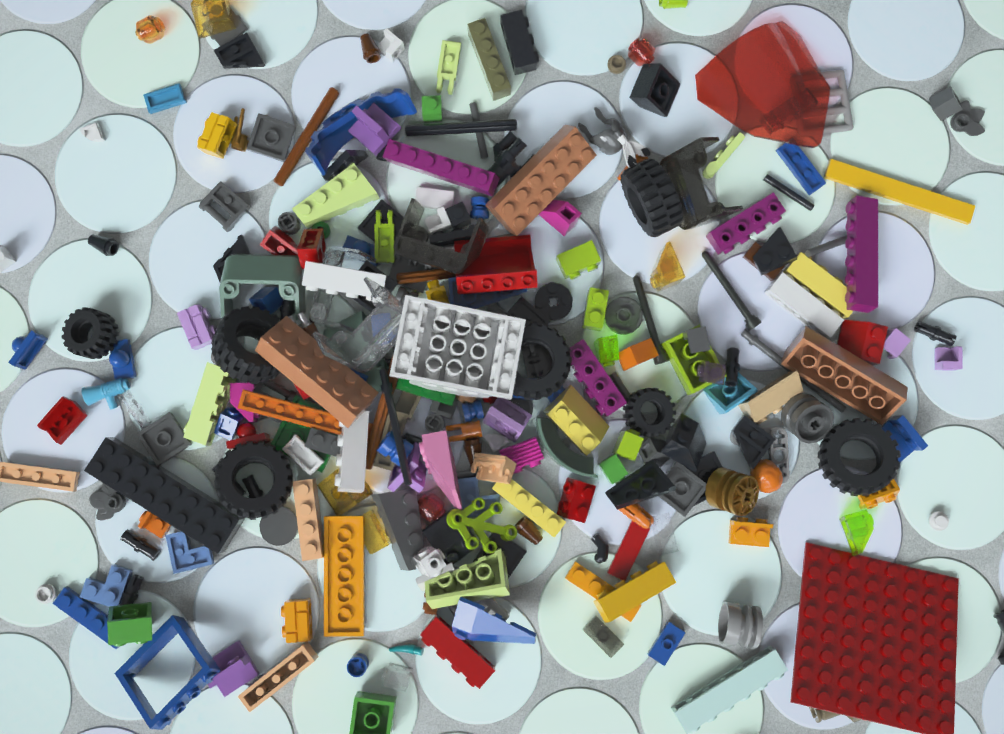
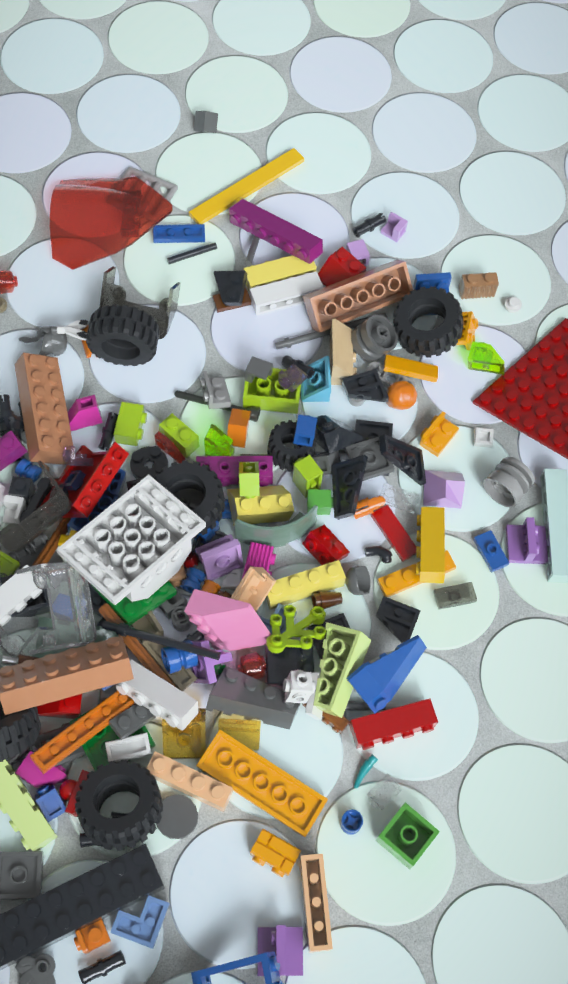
camera: 55 degrees left, 20 degrees down
(492, 253) = (74, 480): none -> dark blue plate
(511, 245) = (75, 459): none -> bracket
(551, 601) = (398, 618): none -> black wing
(560, 247) = (108, 431): none -> black pin
(561, 547) = (358, 580): none -> dark grey hair
(578, 310) = (168, 447): none -> clear red tile
(586, 401) = (249, 479): none -> lime brick
(623, 315) = (200, 418): dark grey tile -> none
(655, 89) = (39, 290): black slope -> none
(658, 312) = (215, 392): none -> light grey bracket
(665, 419) = (305, 430): none -> blue brick
(666, 269) = (186, 363): clear yellow slope -> none
(693, 670) = (526, 543): none -> medium lavender bracket
(699, 567) = (443, 489): none -> lavender slope
(702, 518) = (404, 456): none -> black wing
(721, 156) = (129, 277): yellowish green hinge -> none
(732, 491) = (397, 419): pearl gold wheel -> none
(746, 223) = (194, 293): magenta brick -> none
(751, 320) = (271, 334): pearl dark grey piece -> none
(775, 573) = (483, 437): none -> white tile
(801, 468) = (410, 368): none -> light orange tile
(936, 477) = (478, 285): none -> medium nougat brick
(969, 120) = (228, 117): dark grey plate -> none

